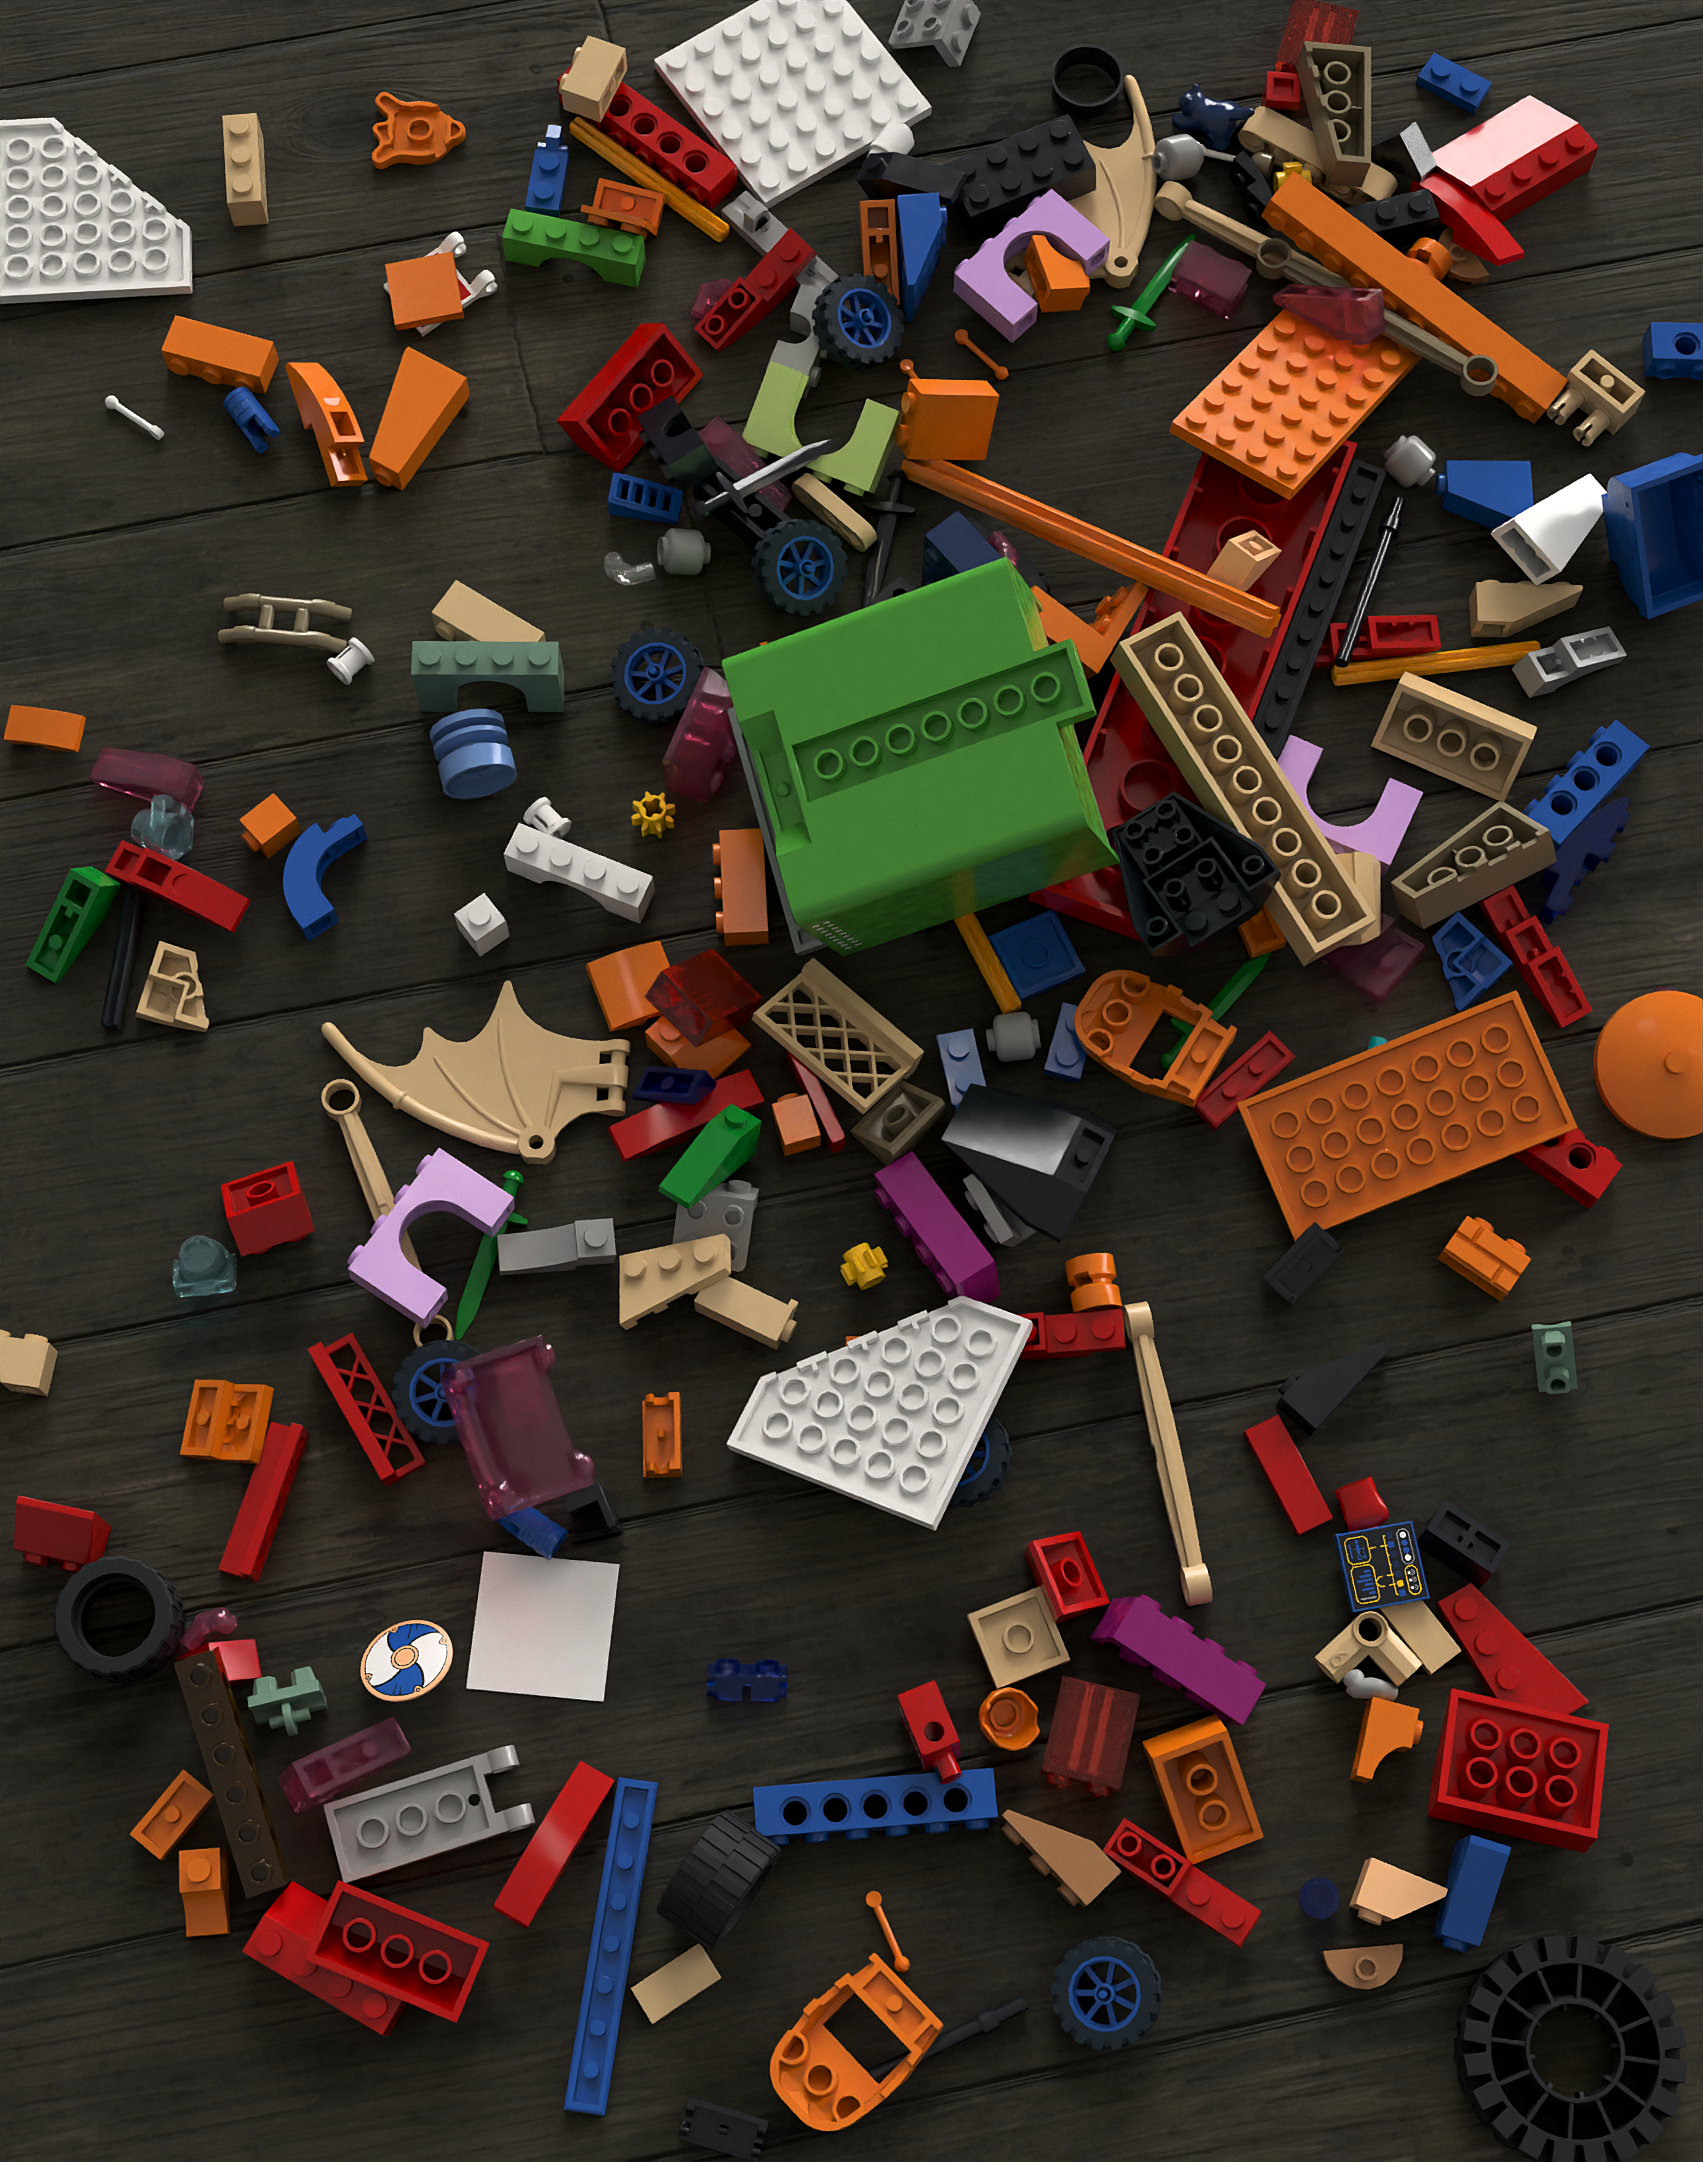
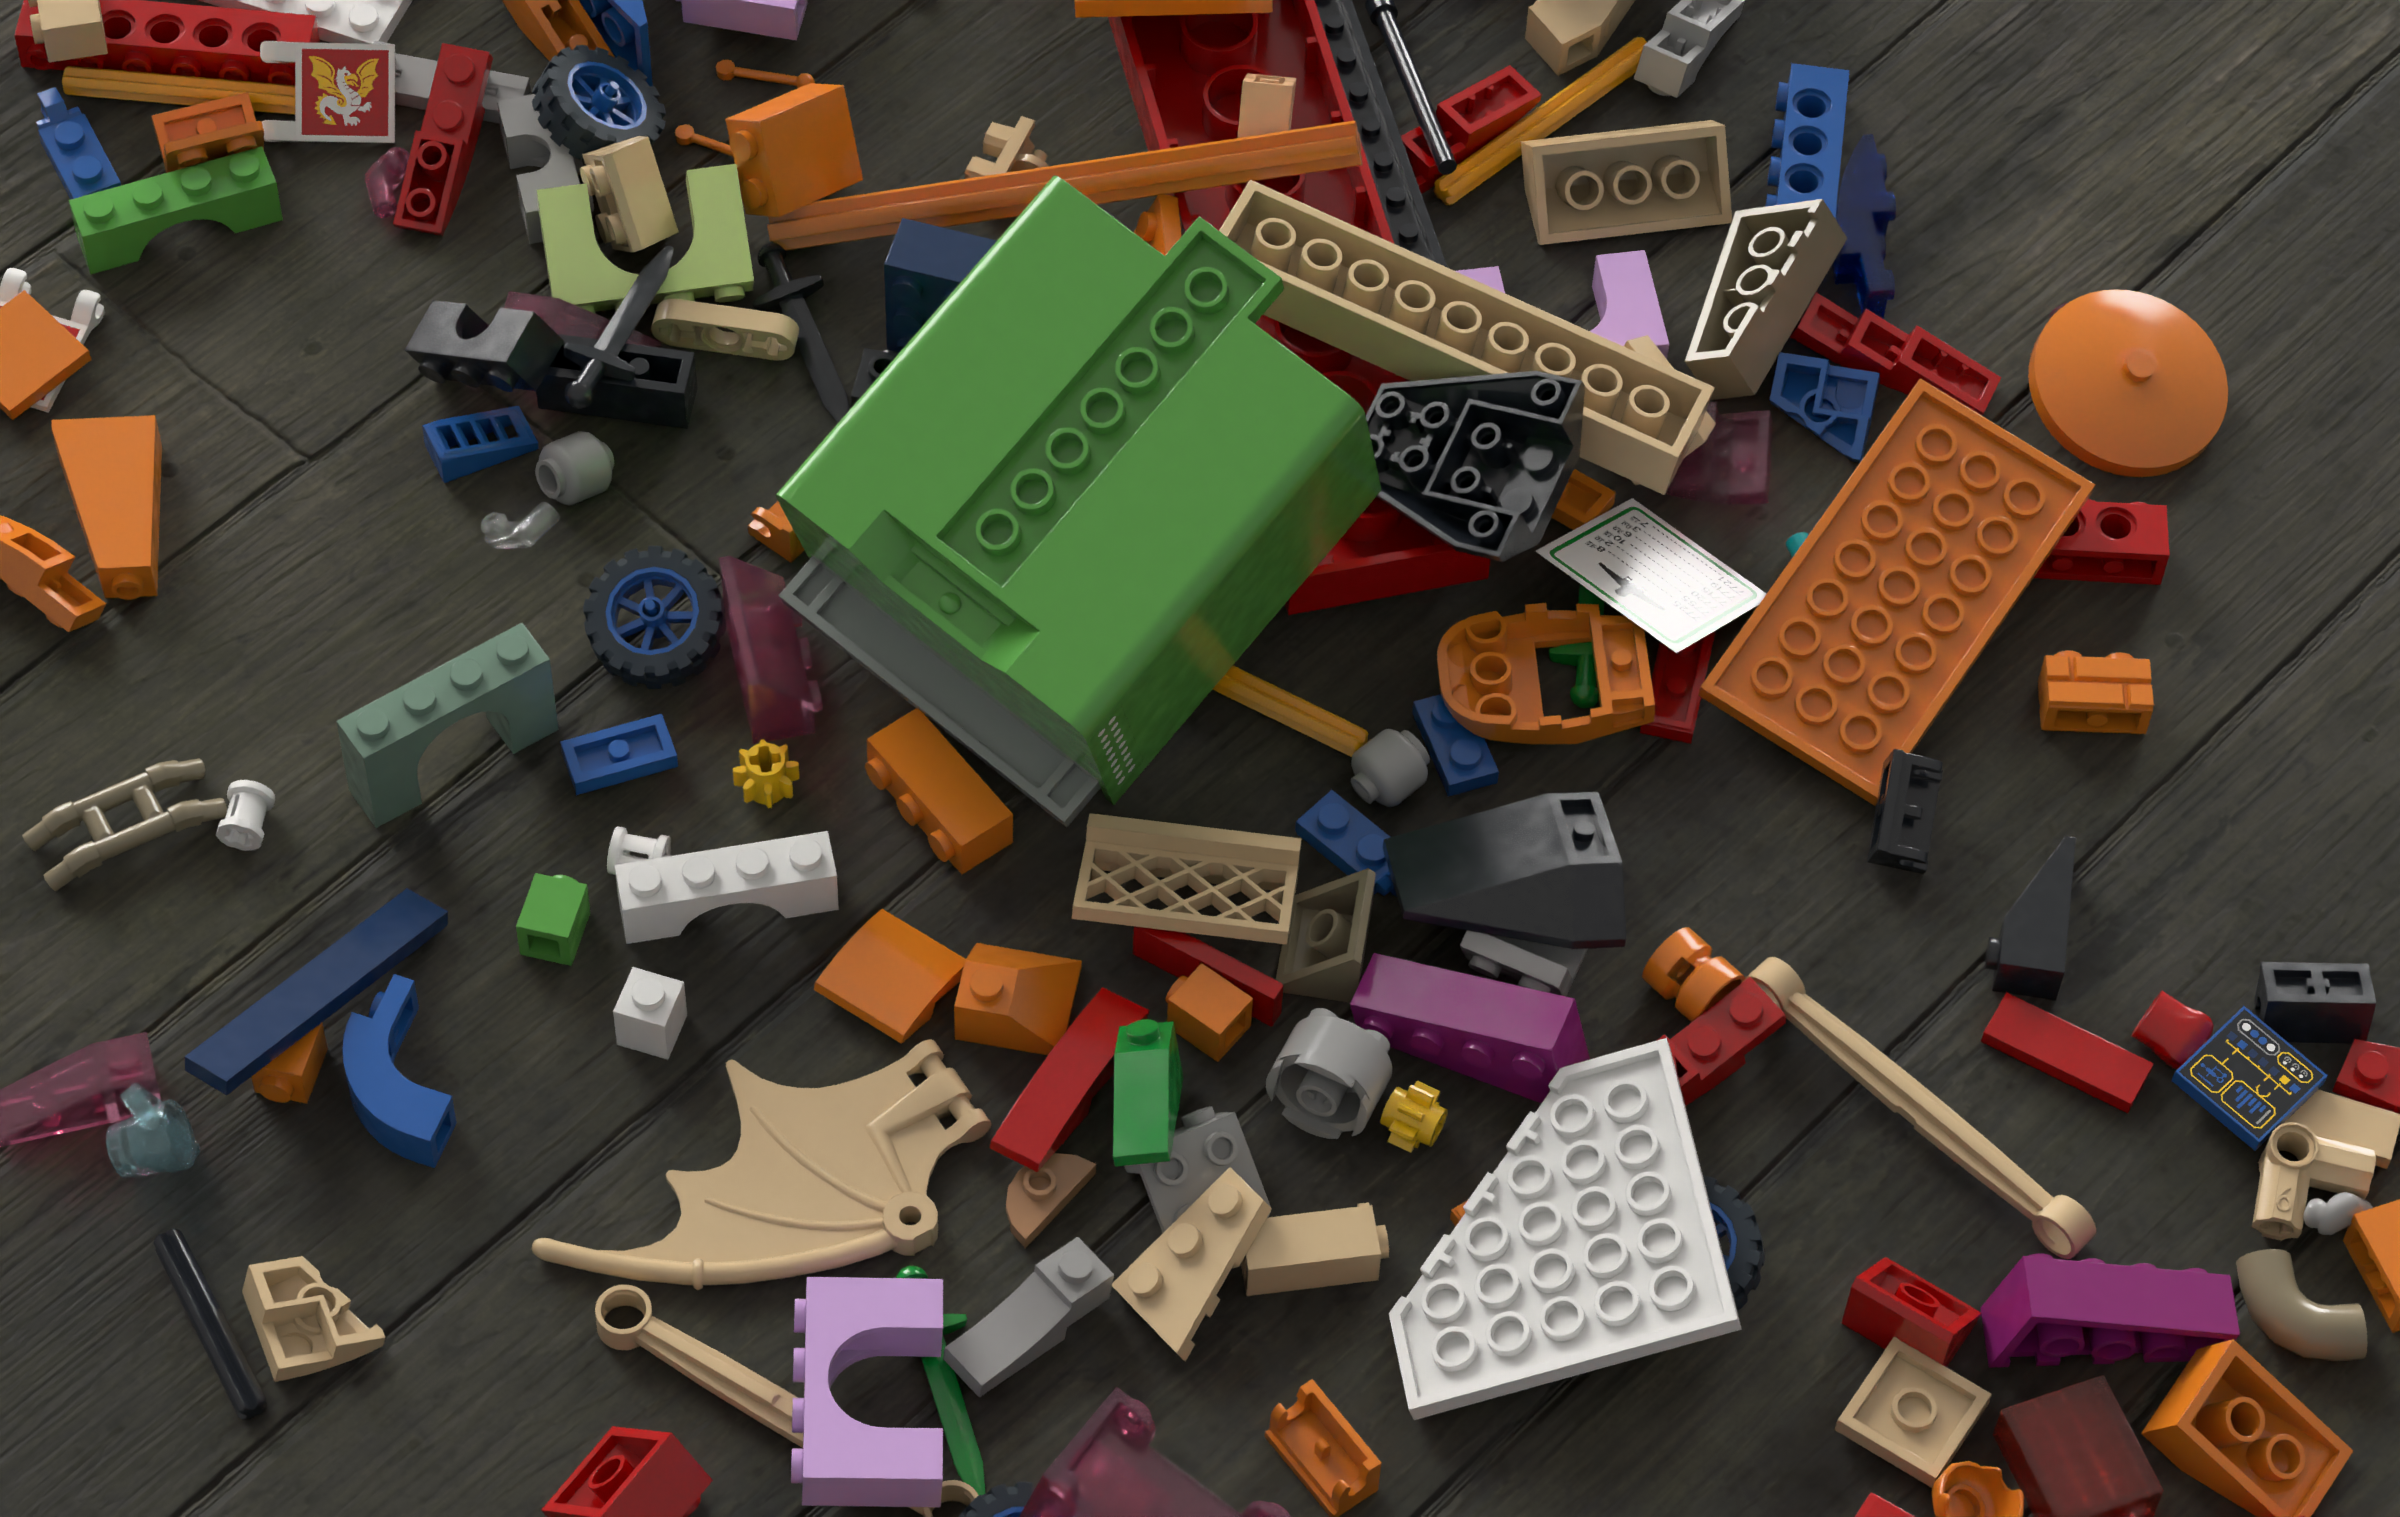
camera: 35 degrees left, 15 degrees down
(72, 921) = (110, 1318): green slope -> none
(178, 885) = (217, 1186): red slope -> none
(305, 797) = (315, 991): none -> dark blue tile
(472, 617) = (361, 673): tan brick -> none
(472, 831) = (553, 918): none -> bright green brick
(473, 753) = (493, 823): medium blue wheel -> none
(581, 750) = (619, 754): none -> blue plate
(617, 1176) = (1040, 1196): none -> medium nougat plate
(633, 381) = (365, 318): red slope -> none
(673, 1085) = (1032, 1047): clear blue slope -> none
(703, 997) = (995, 928): clear red brick -> none
(718, 223) = (339, 92): none -> flag
(830, 564) = (766, 393): black wheel -> none
(831, 1210) = (1330, 1075): none -> light grey brick
(832, 393) = (628, 195): none -> tan slope
(1037, 955) = (1343, 669): blue tile -> none
(1086, 502) = (1011, 148): none -> tan hips
(1265, 1012) = (1653, 575): none -> white sticker
(1289, 1732) = (2291, 1318): none -> dark tan cylinder
(1554, 1357) = (2254, 746): sand green hips -> none

